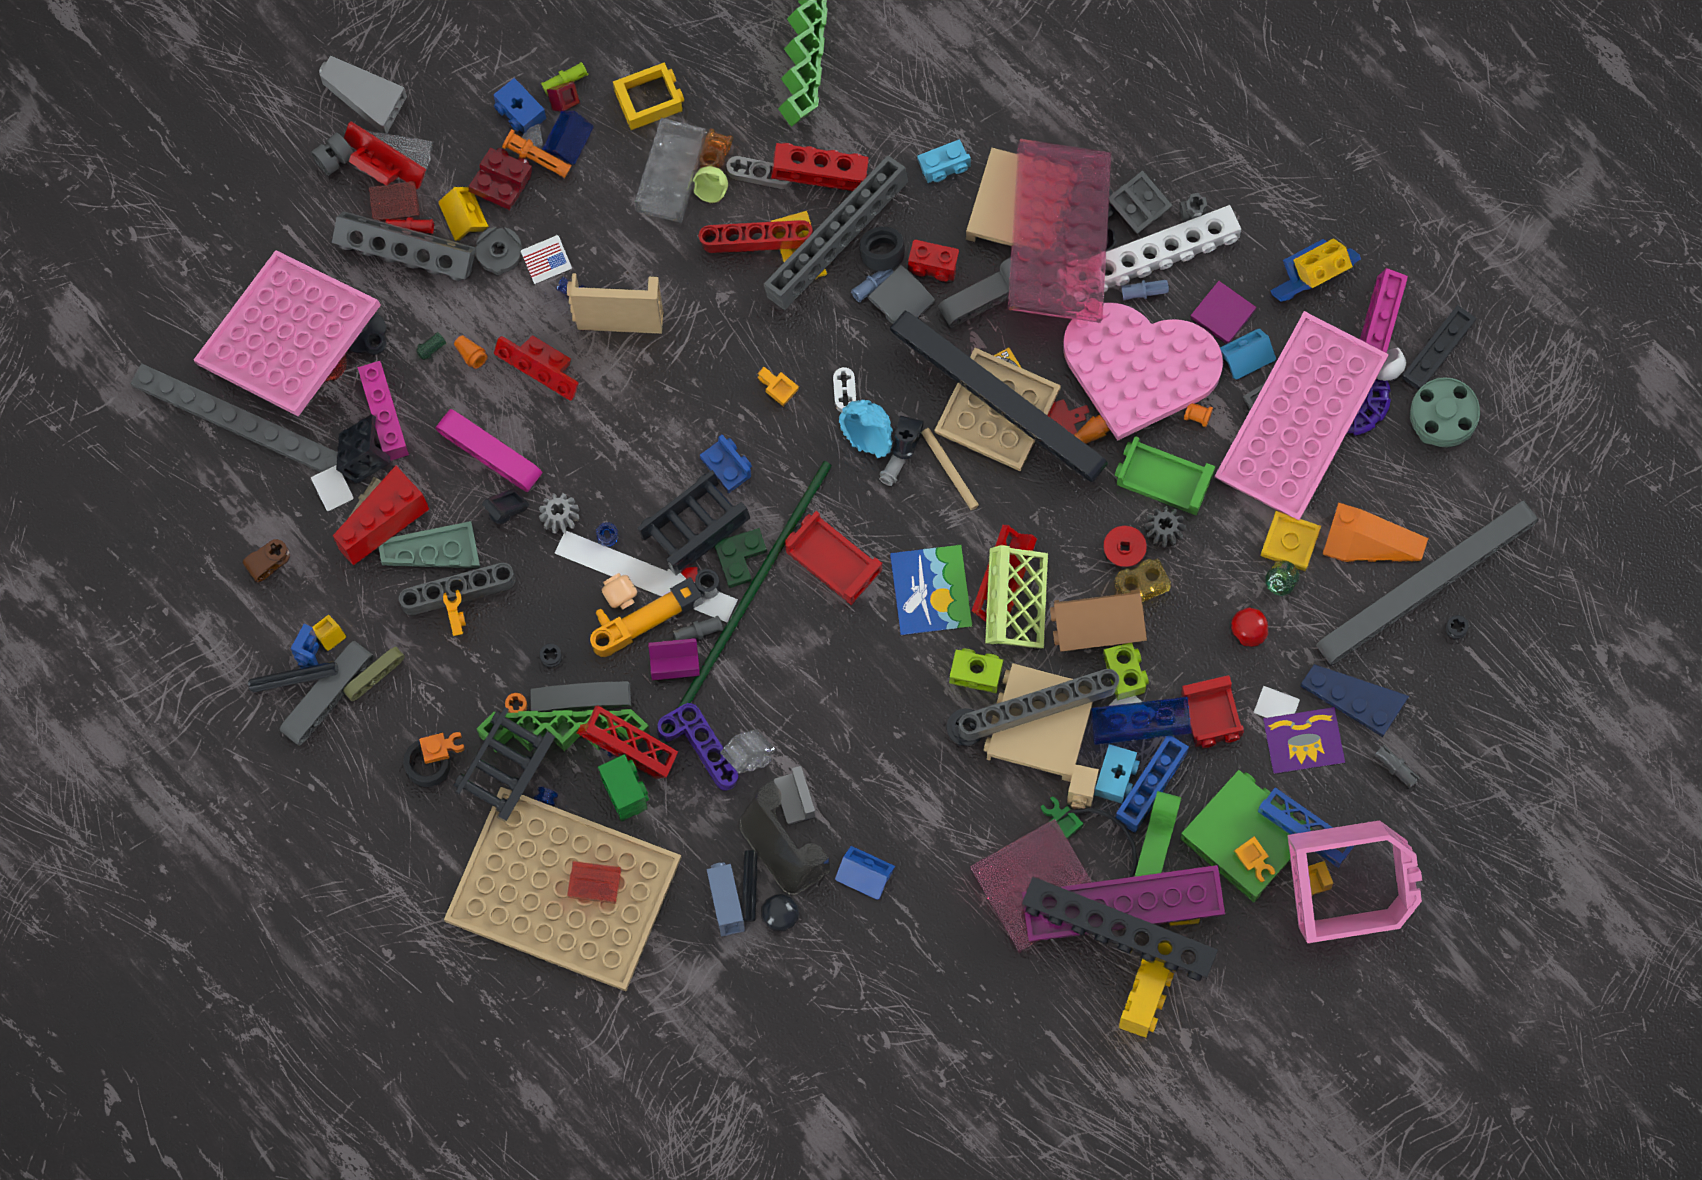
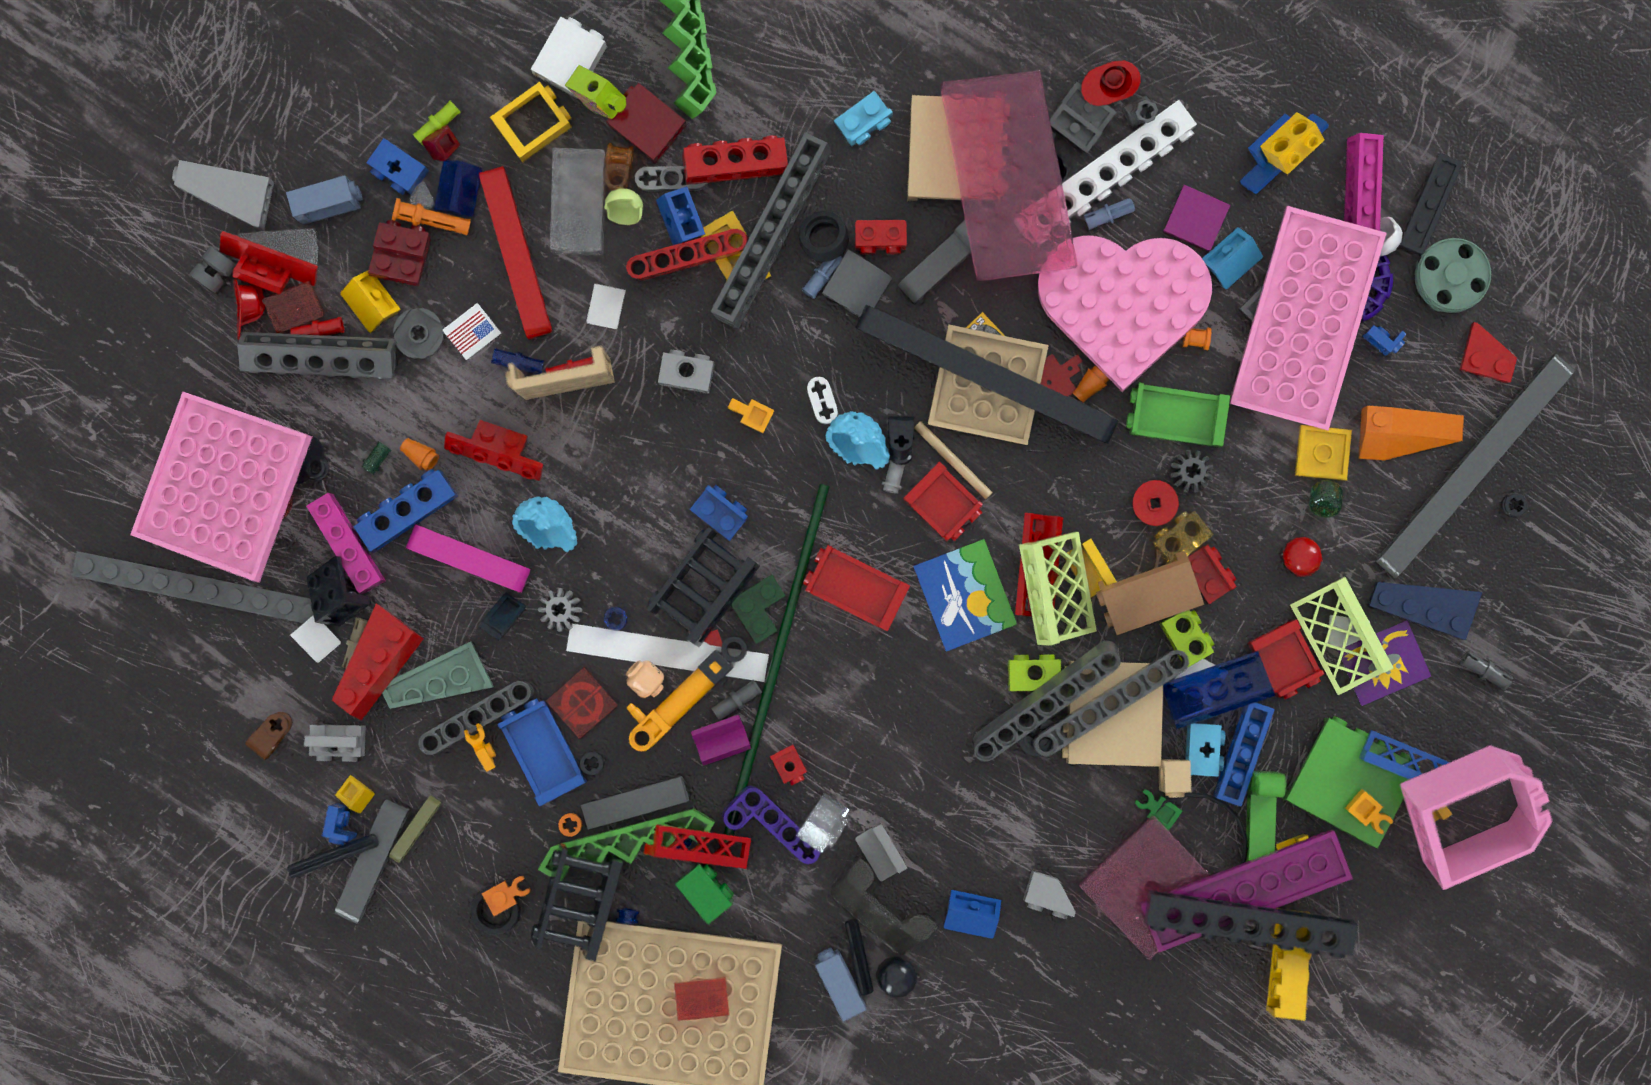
camera: 15 degrees left, 15 degrees up
(336, 576) = (348, 739): none -> light grey brick
(356, 188) = (248, 304): none -> red piece
(437, 407) = (368, 523): none -> blue brick
(448, 117) = (324, 200): none -> sand blue window
(508, 633) = (542, 751): none -> blue panel
(556, 601) = (582, 703): none -> clear red tile
(565, 434) = (544, 524): none -> medium azure piece
(603, 202) = (515, 252): none -> red beam
(671, 267) = (605, 306): none -> white sticker
(696, 50) = (567, 49): none -> white brick
(716, 87) = (604, 100): none -> lime torso
(729, 687) = (786, 755): none -> red brick
(735, 347) = (670, 371): none -> light grey brick
(750, 119) = (647, 123): none -> dark red panel
(758, 199) = (680, 216): none -> blue brick
(931, 501) = (943, 502): none -> red panel
(938, 867) = (1048, 893): none -> light grey slope
(971, 699) = (1049, 690): none -> dark grey beam
(1055, 587) = (1095, 567): none -> yellow panel
(1160, 623) = (1210, 574): none -> red bracket
(1172, 177) = (1110, 83): none -> red piece
(1289, 697) = (1360, 623): none -> yellowish green fence
(1366, 454) = (1380, 340): none -> blue bracket
(1461, 492) = (1487, 356): none -> red wing

